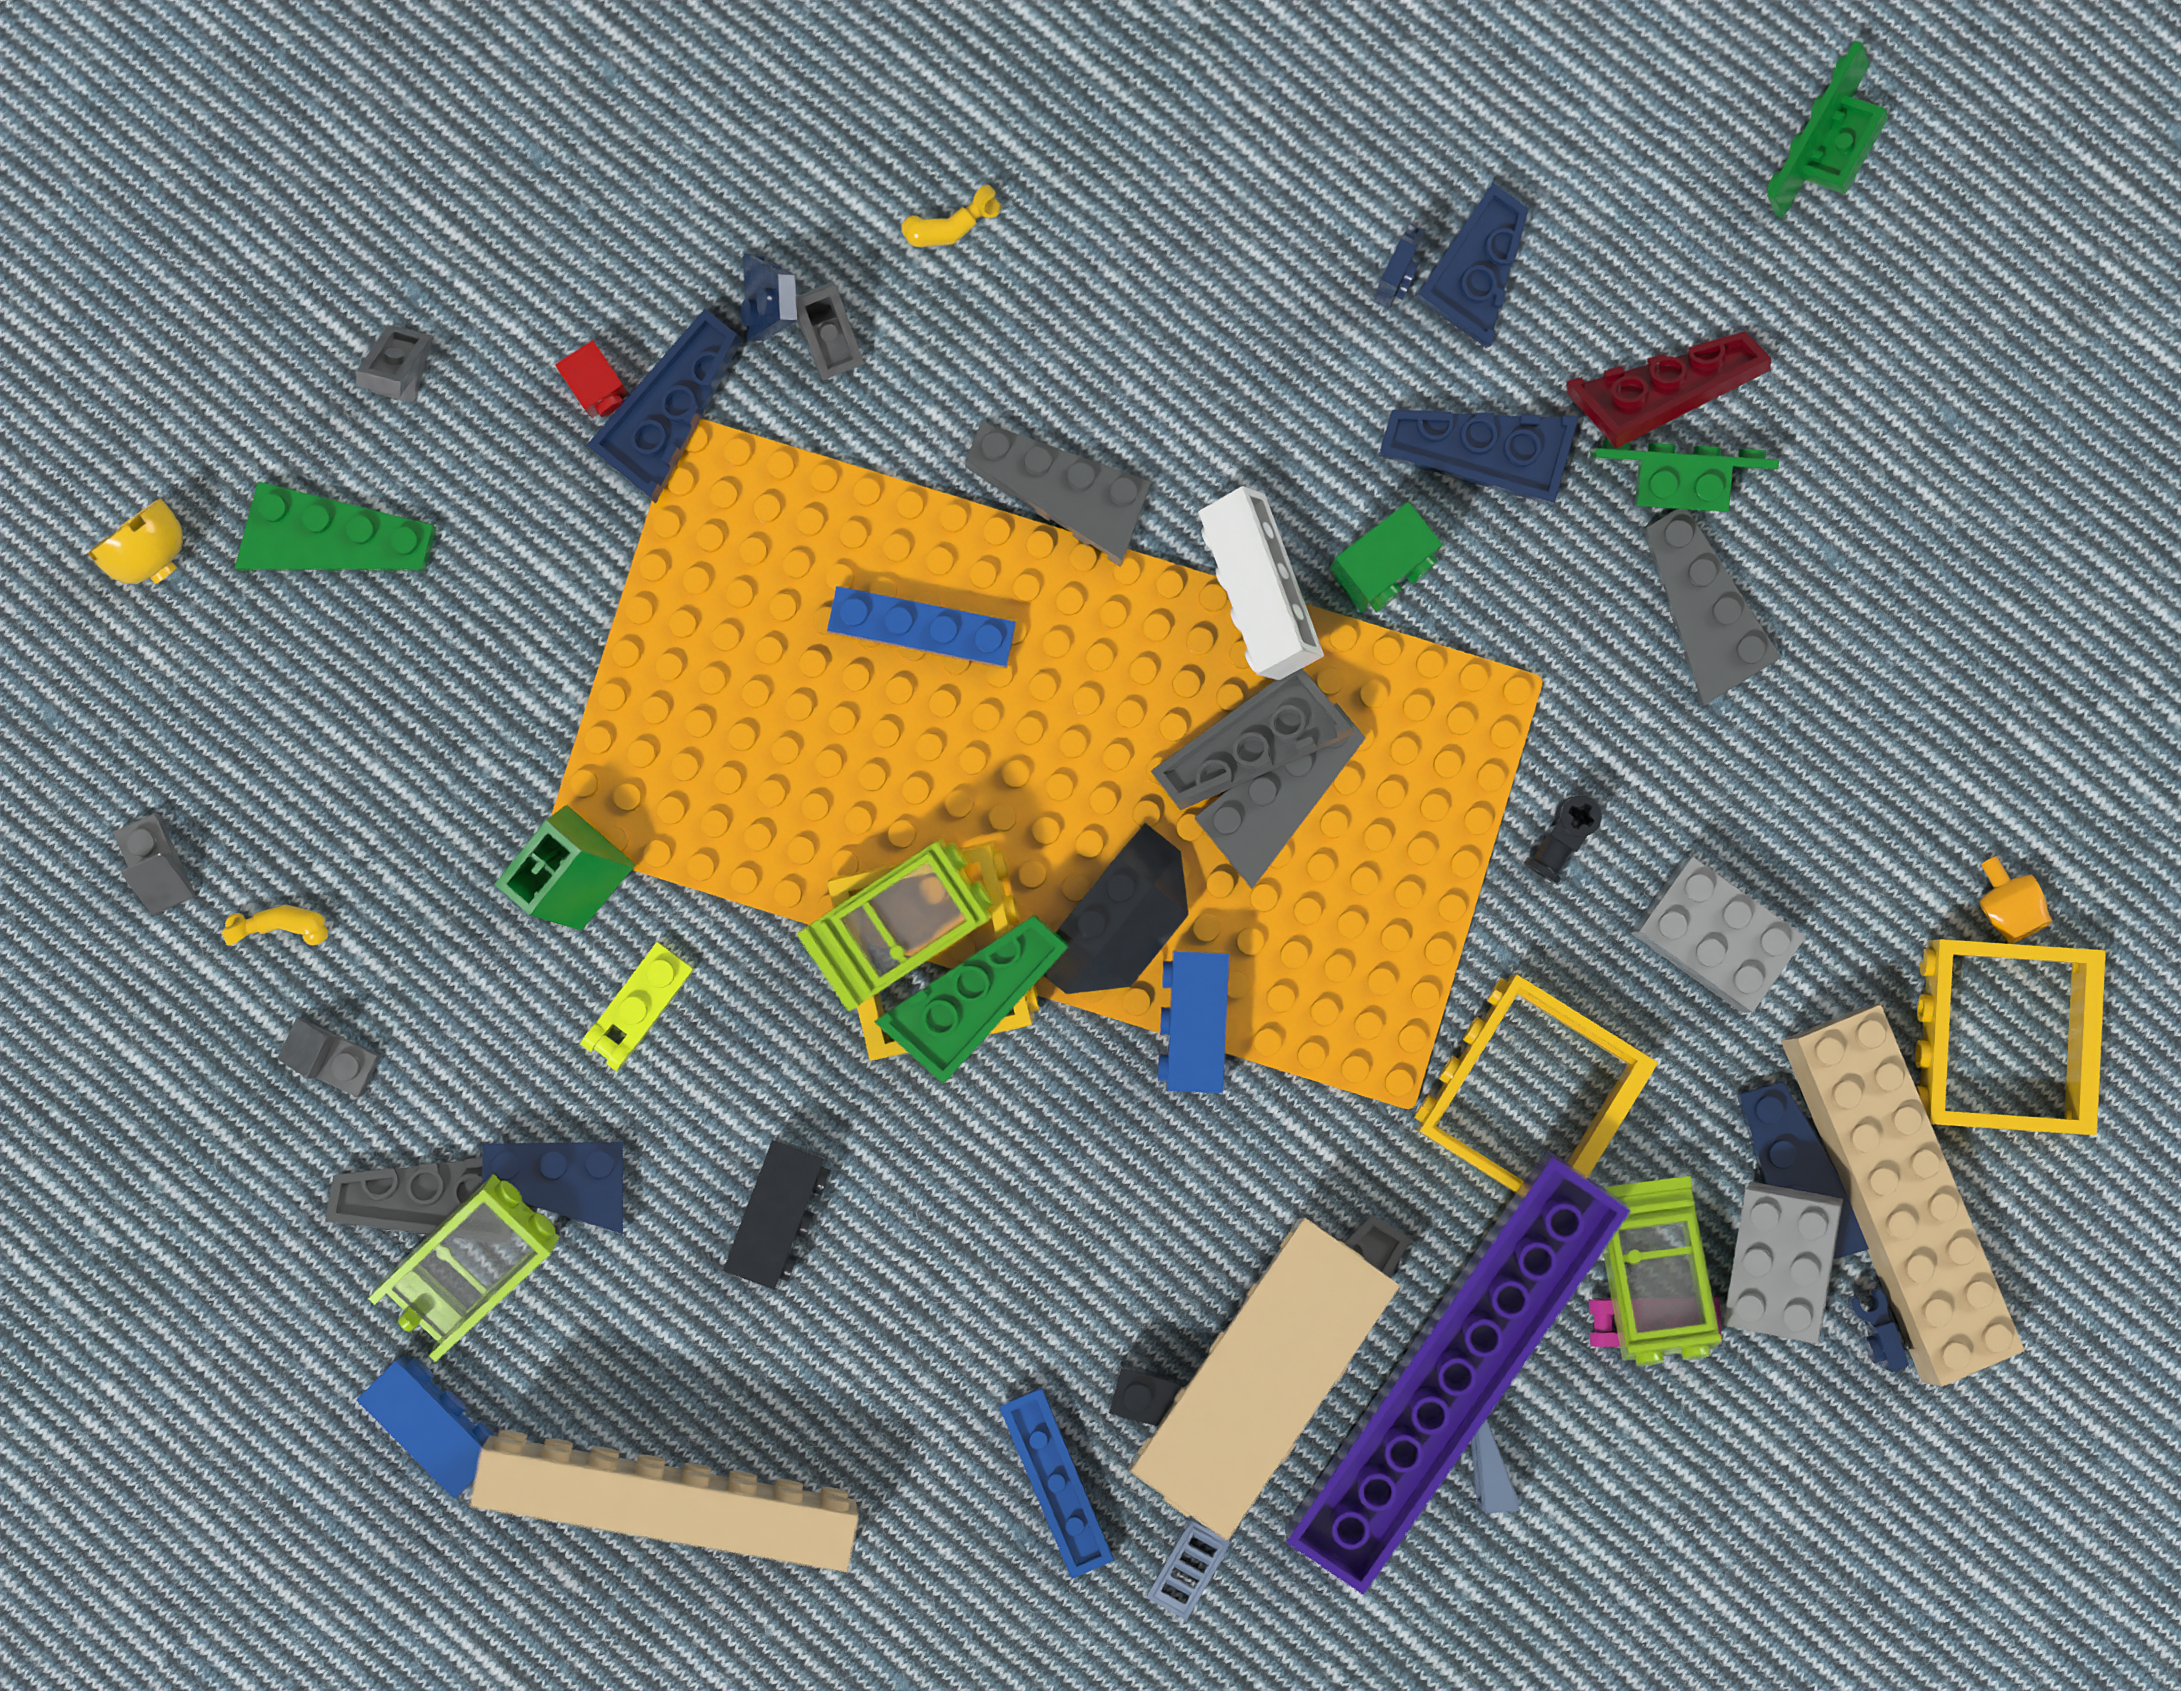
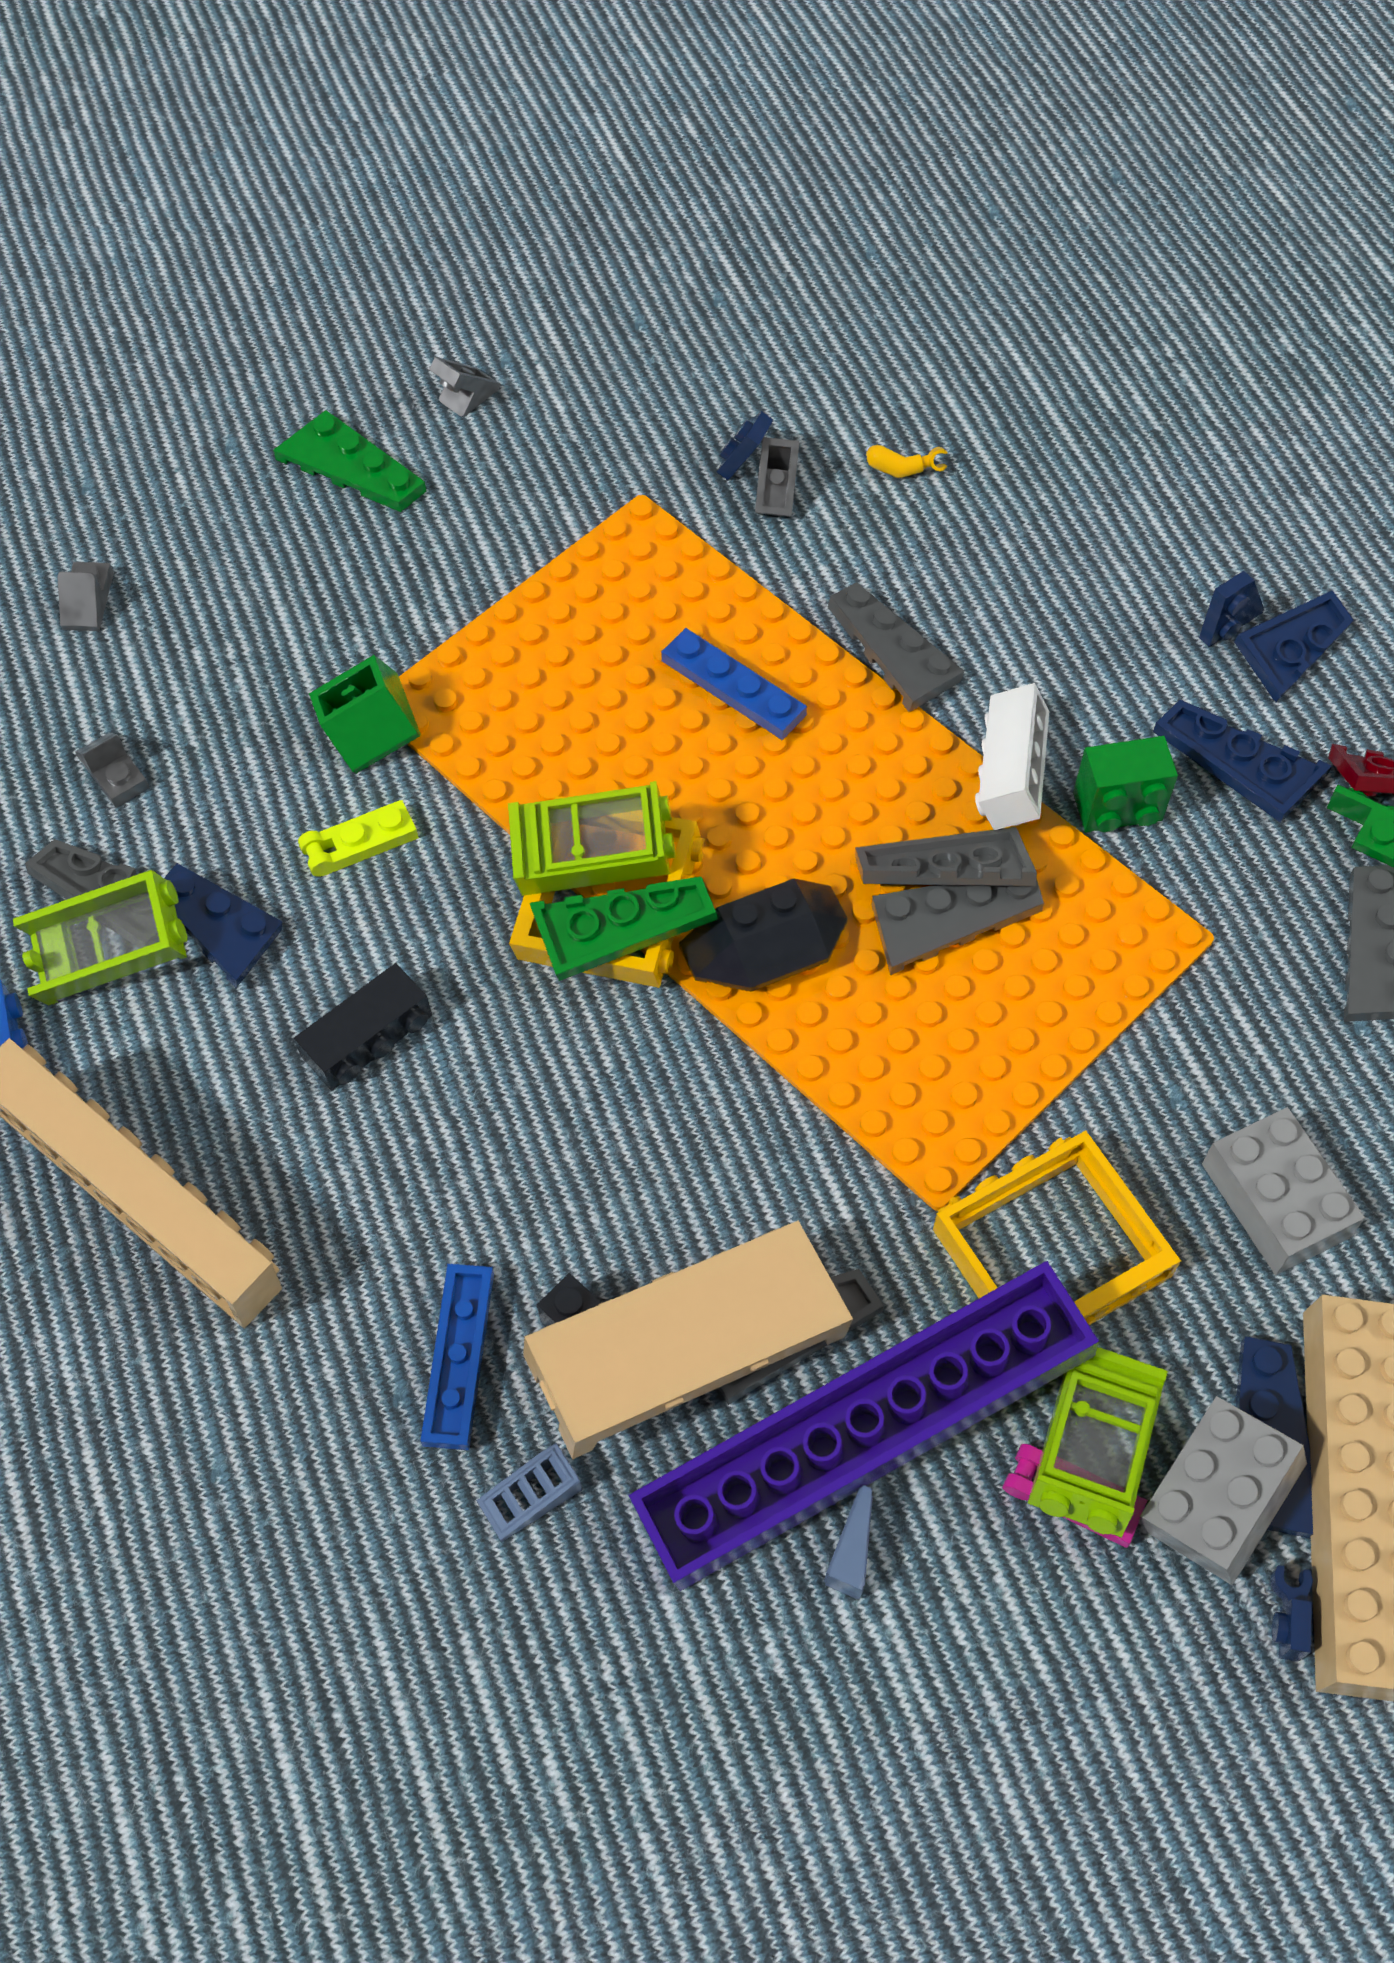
camera: 30 degrees right, 25 degrees down
(141, 546) = (220, 404): yellow cylinder -> none
(282, 917) = (162, 673): yellow arm -> none
(592, 380) = (592, 444): red brick -> none
(663, 411) = (627, 482): dark blue wing -> none
(1194, 1022) = (789, 1040): blue brick -> none
(1563, 838) = (1182, 1053): black connector -> none

